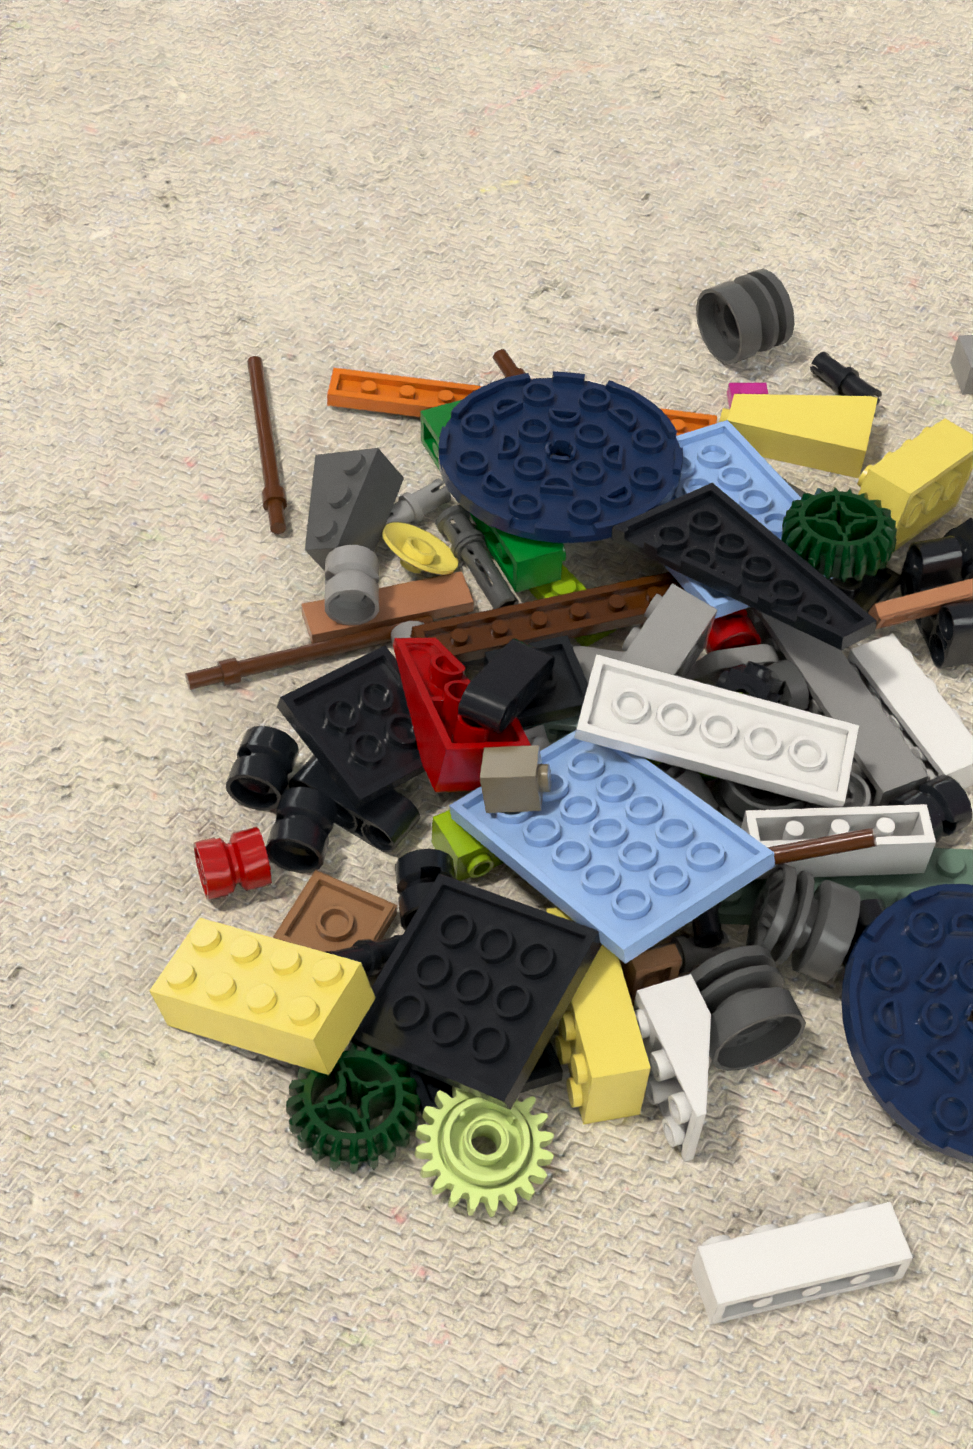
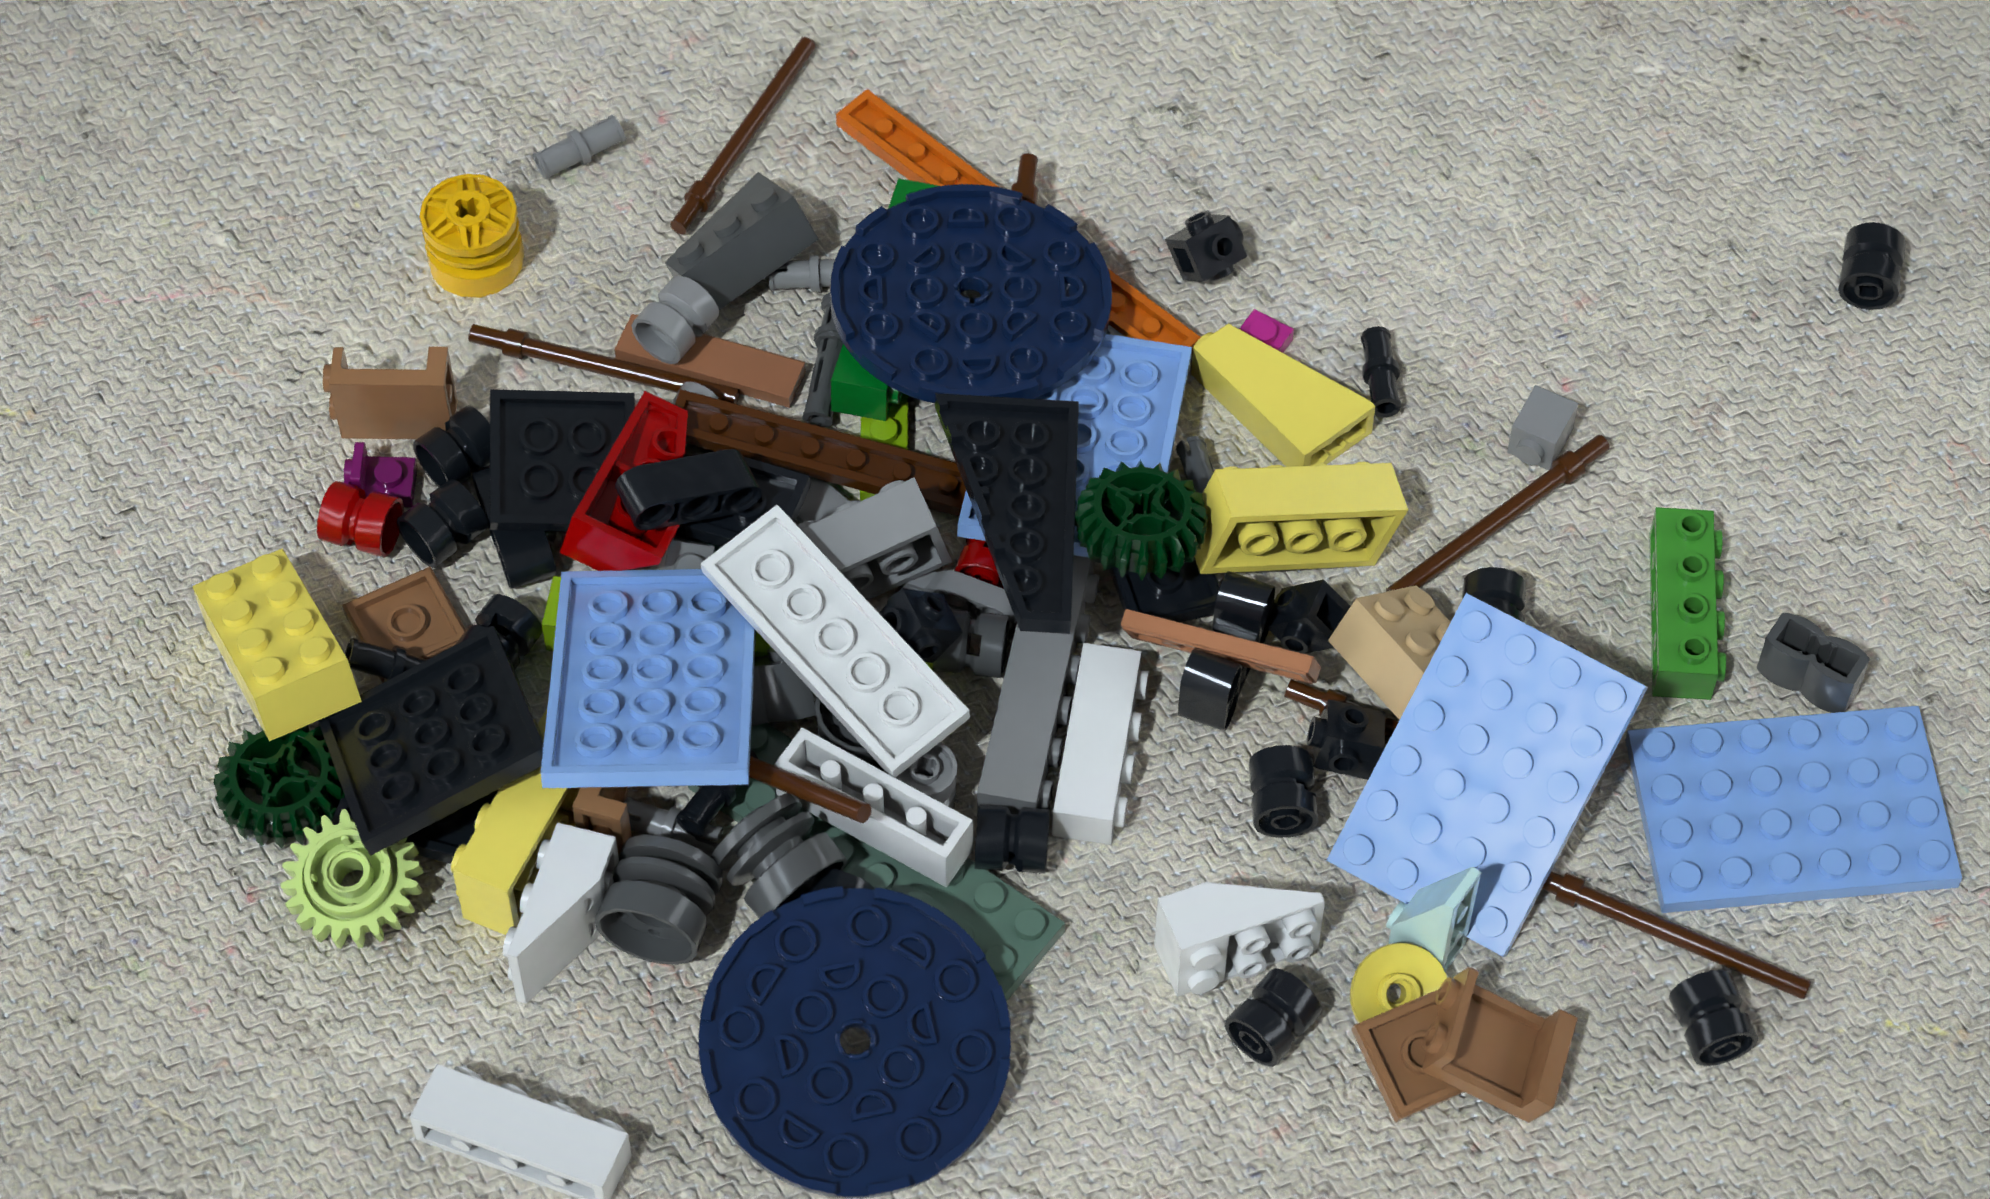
camera: 40 degrees right, 5 degrees up
(133, 606) = (472, 235): none -> yellow wheel
(150, 509) = (579, 147): none -> light grey pin
(182, 758) = (390, 400): none -> medium nougat panel
(215, 821) = (382, 474): none -> magenta bracket
(419, 549) = (780, 317): light yellow dish -> none
(514, 779) = (616, 577): dark tan brick -> none
(666, 356) = (1207, 247): none -> black brick
(745, 316) = (1323, 245): dark grey wheel -> none

